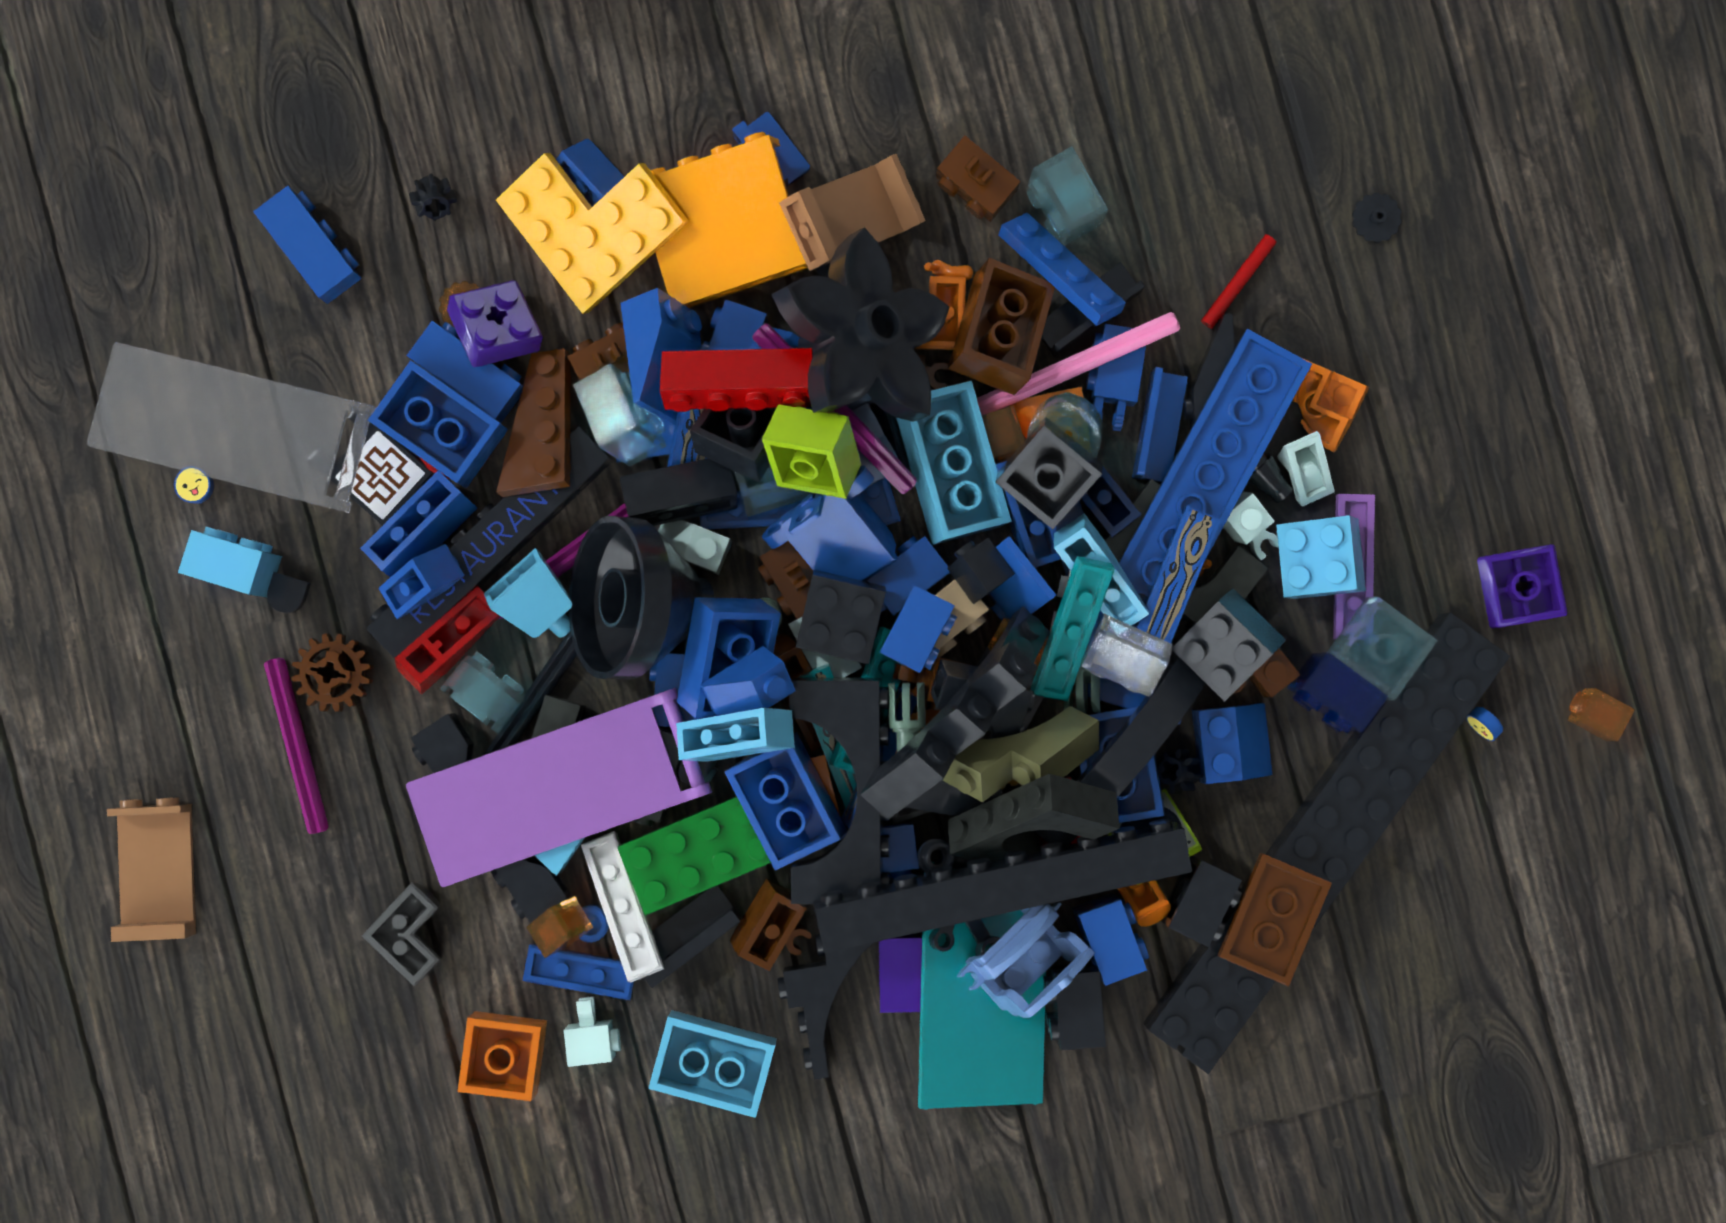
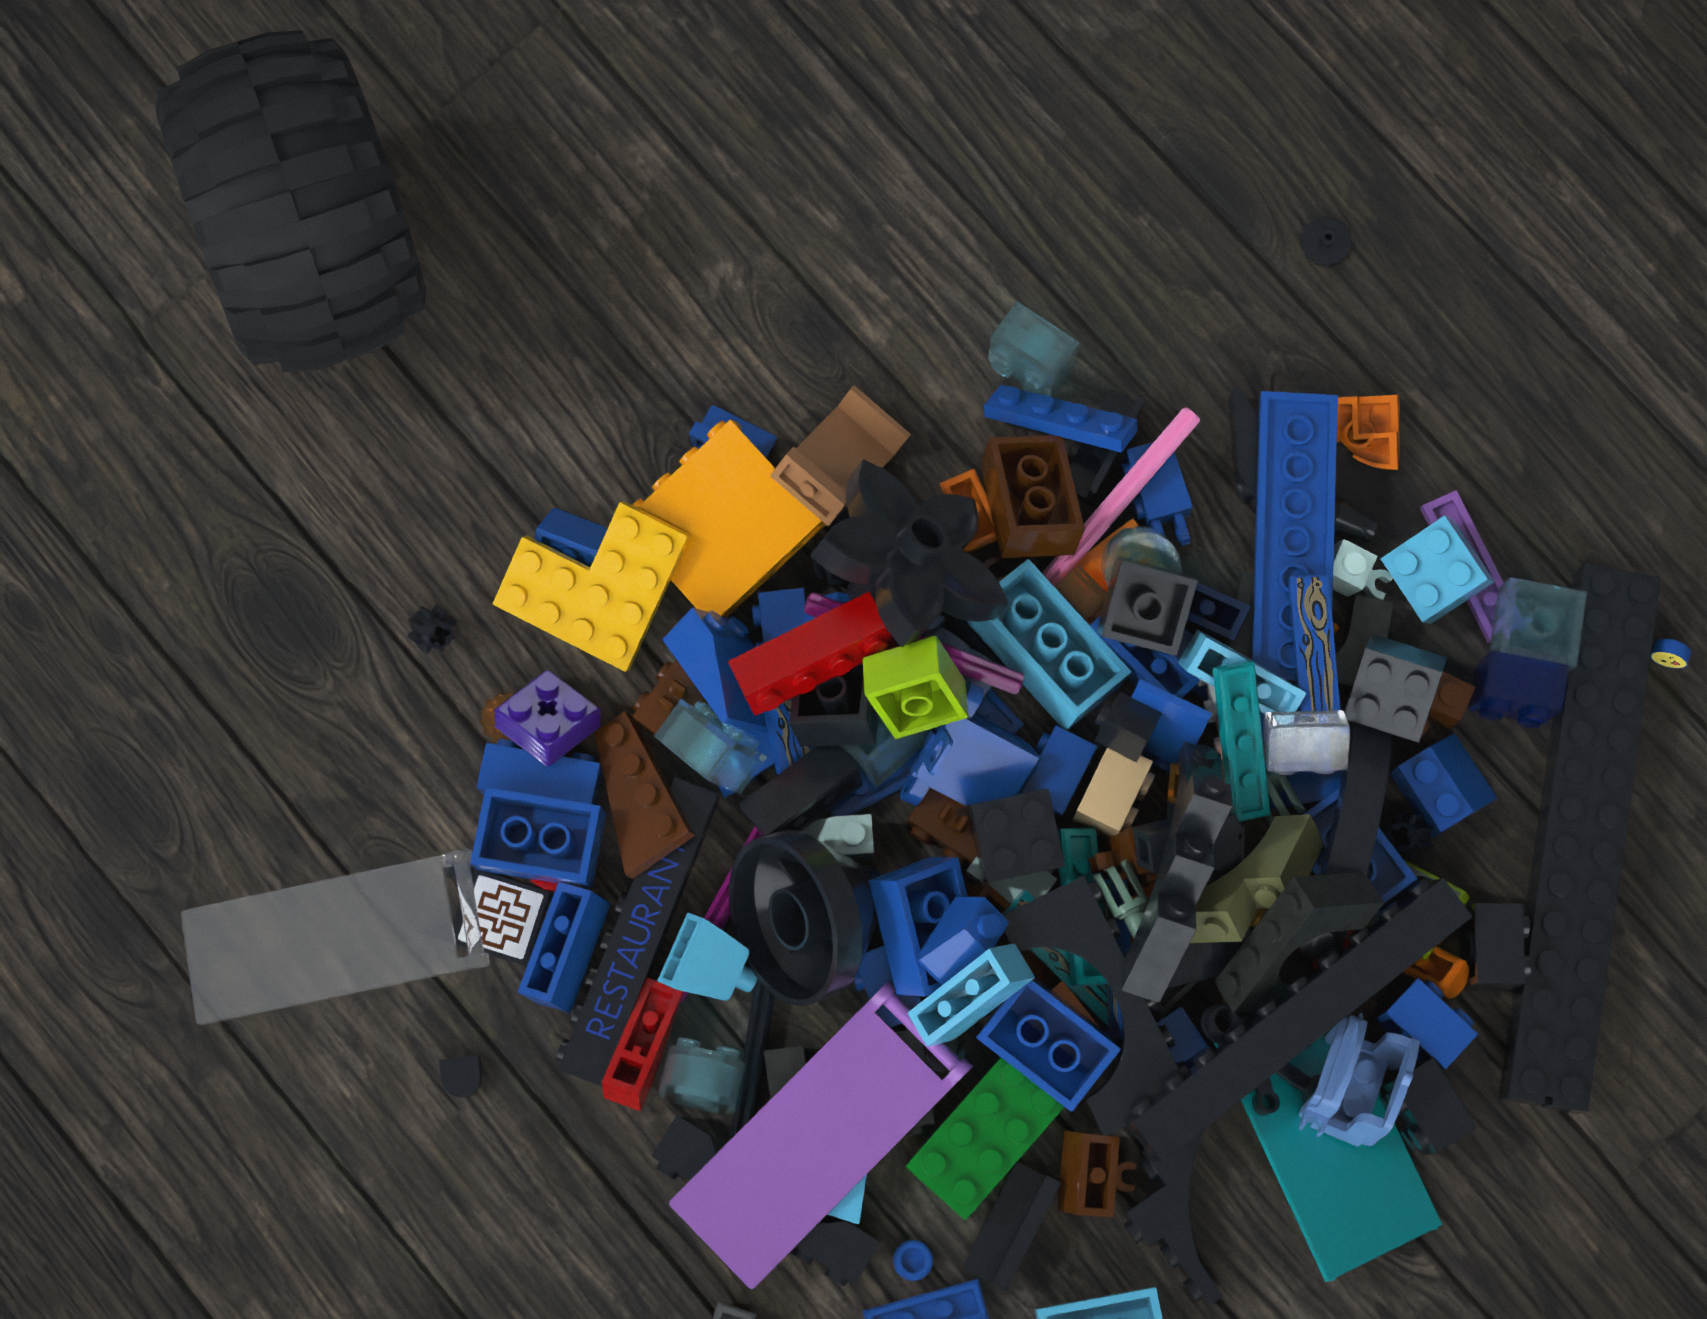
camera: 20 degrees left, 10 degrees down
(193, 487) = (321, 1015): light yellow tile -> none
(233, 565) = (394, 1068): medium azure brick -> none
(296, 745) = (539, 1223): magenta axle -> none
(309, 243) = (331, 727): blue brick -> none
(329, 686) = (539, 1113): reddish brown gear -> none
(421, 580) = (592, 995): blue slope -> none
(559, 927) = (885, 1275): clear orange brick -> none
(622, 908) = (938, 1225): white tile -> none
(900, 974) = (1240, 1160): dark purple brick -> none
(917, 630) = (1097, 809): blue brick -> none
(941, 268) = (944, 473): orange piece -> none
(976, 179) = (939, 376): reddish brown brick -> none
(1159, 425) = (1223, 521): blue panel -> none
(1238, 281) = (1228, 356): red bar -> none
(1274, 919) = (1573, 927): reddish brown plate -> none
(1307, 468) = (1381, 494): light aqua slope -> none
(1539, 602) = (1633, 533): dark purple brick -> none

